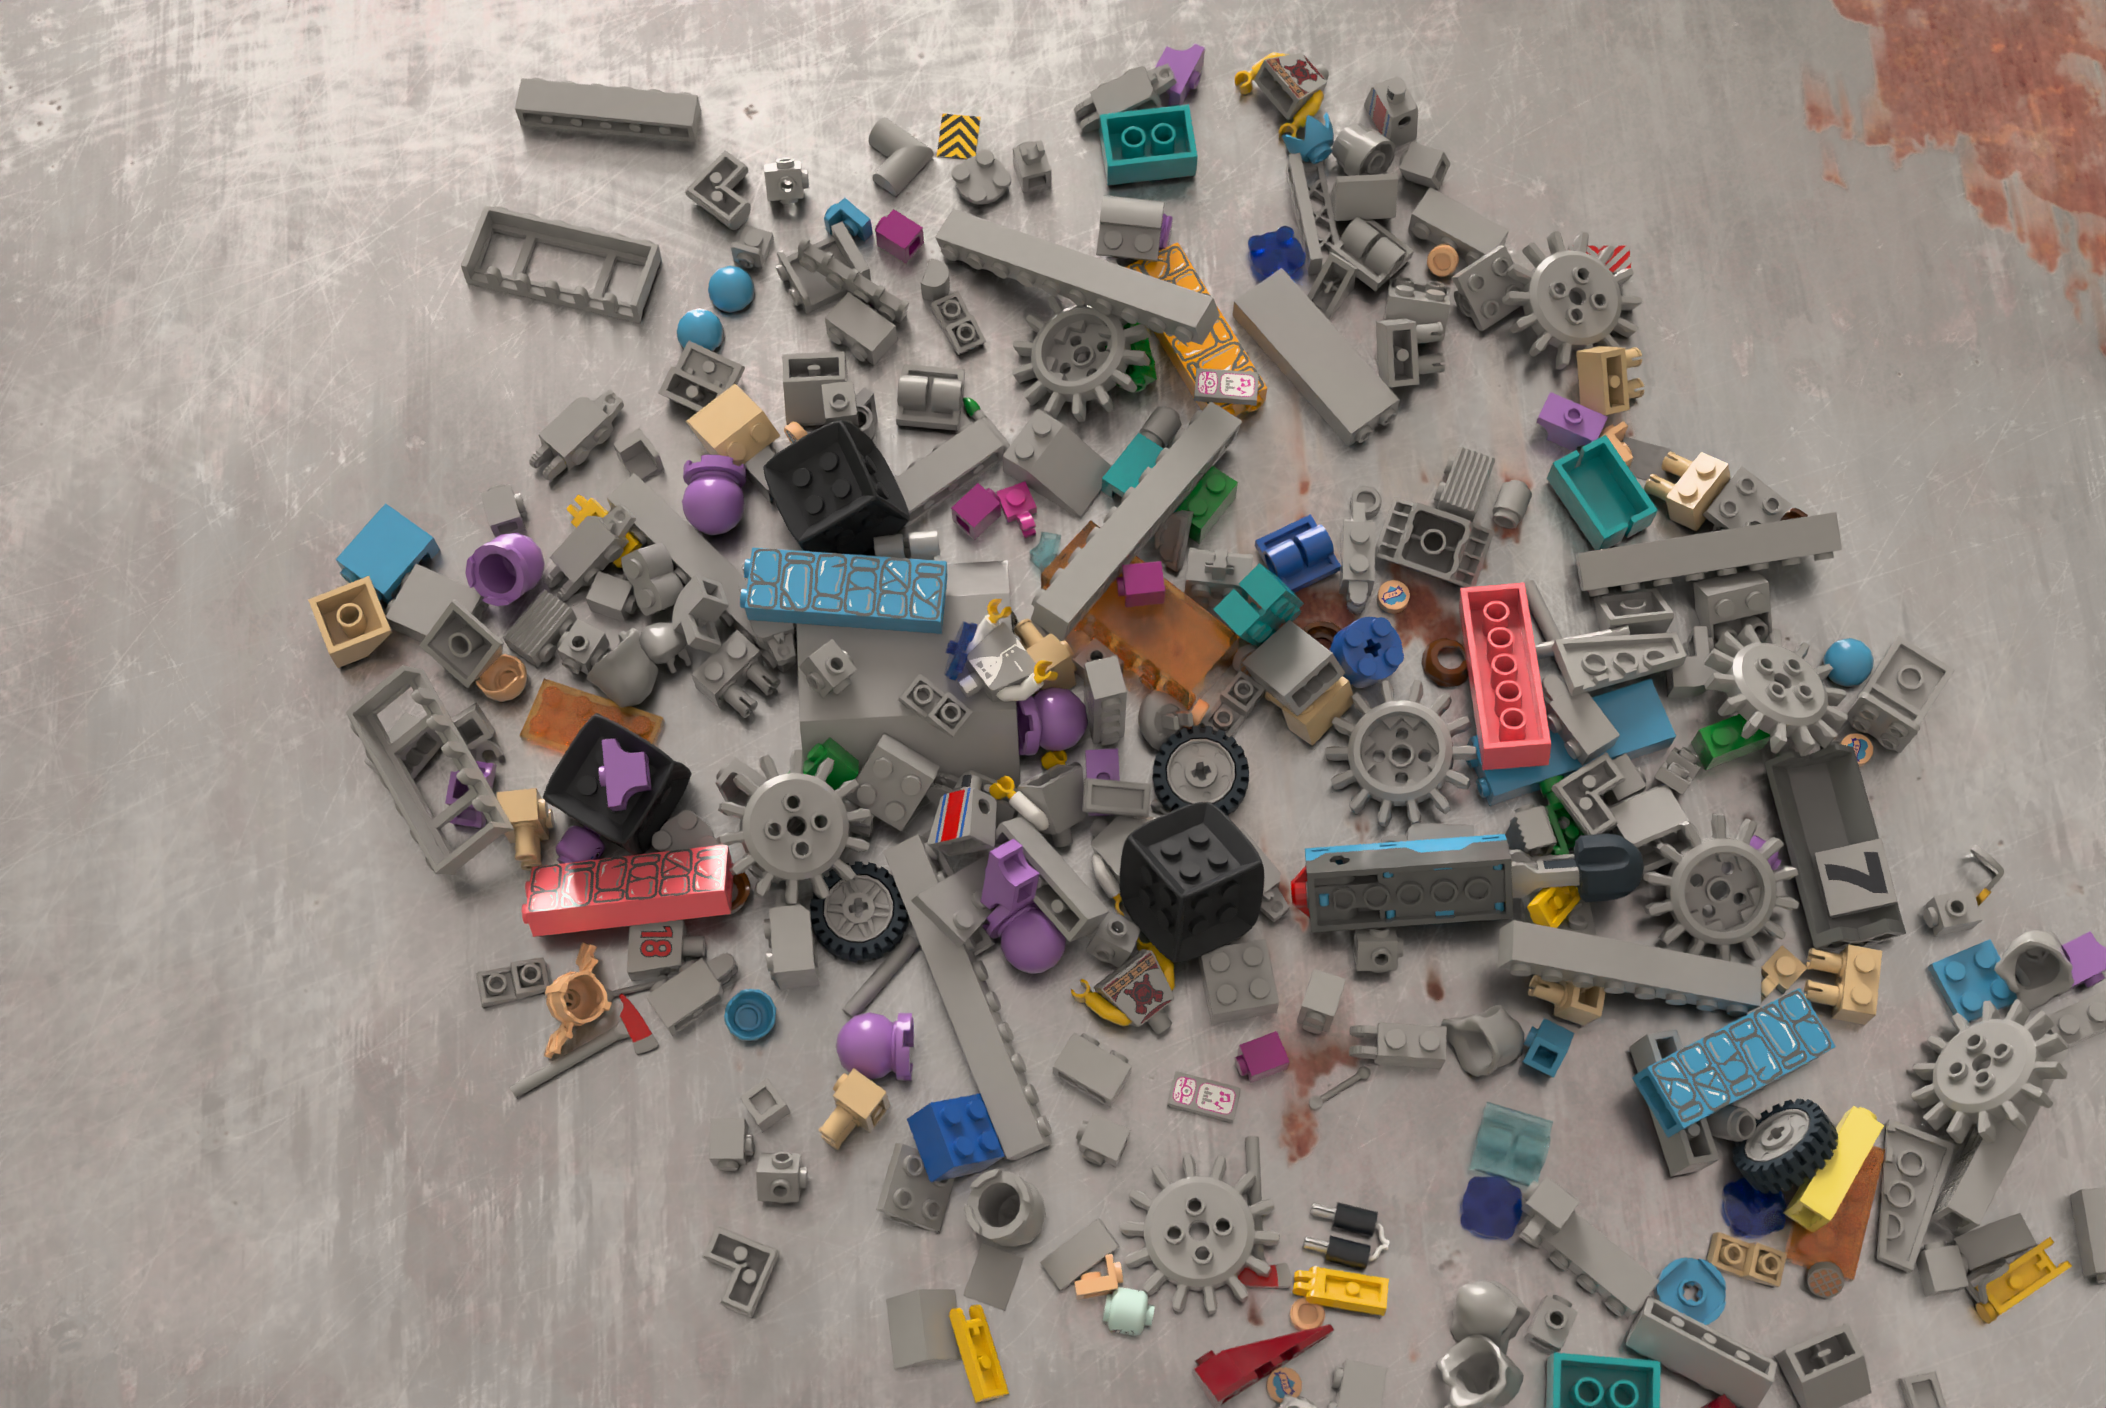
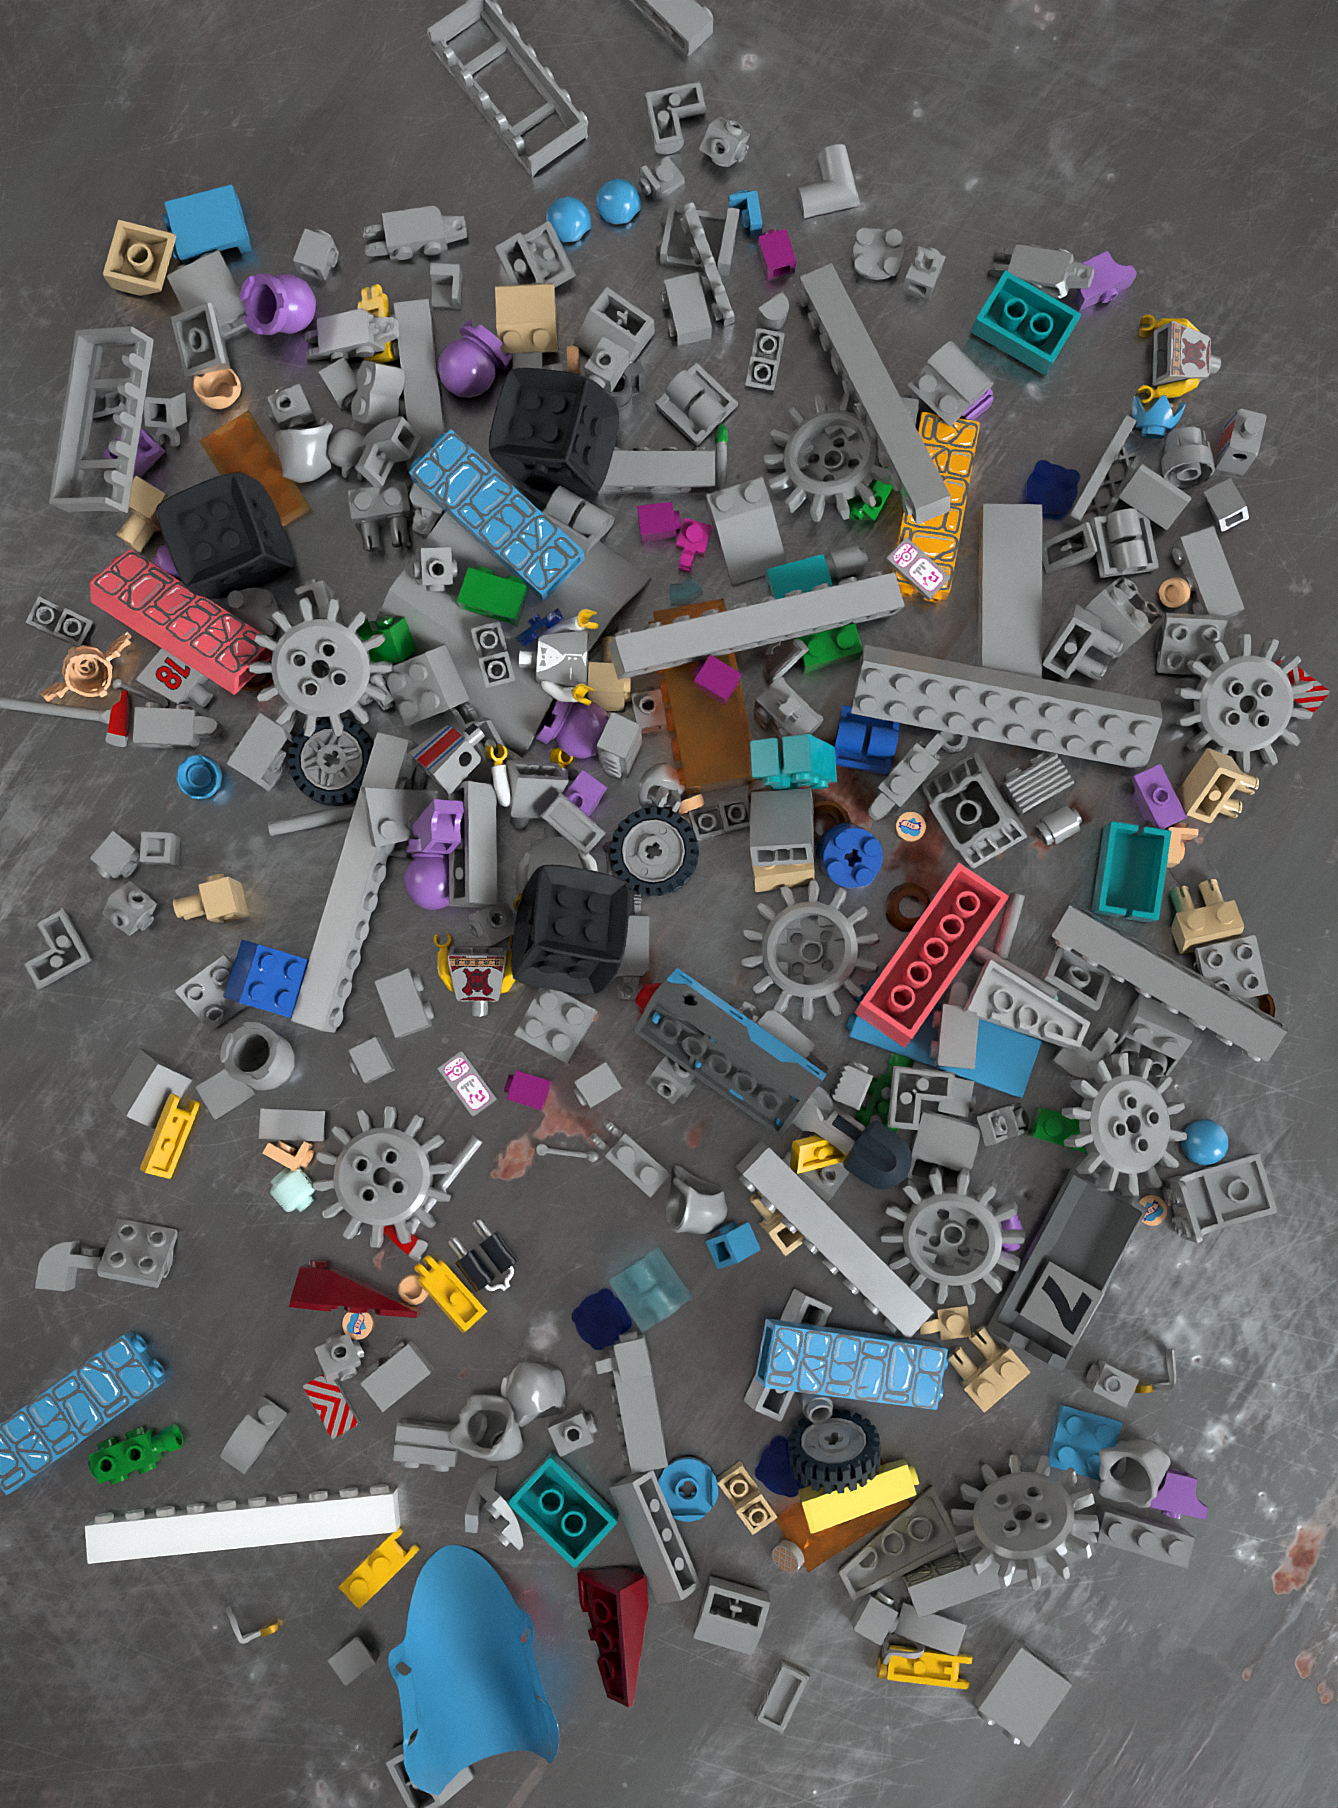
camera: 40 degrees right, 15 degrees up
(540, 628) = (272, 369): light grey brick -> none
(623, 774) = (217, 535): medium lavender brick -> none
(877, 1045) = (264, 869): medium lavender tile -> none
(897, 656) = (493, 595): none -> green brick
(958, 136) = (891, 203): sticker -> none
(1388, 441) = (1006, 707): none -> light grey brick

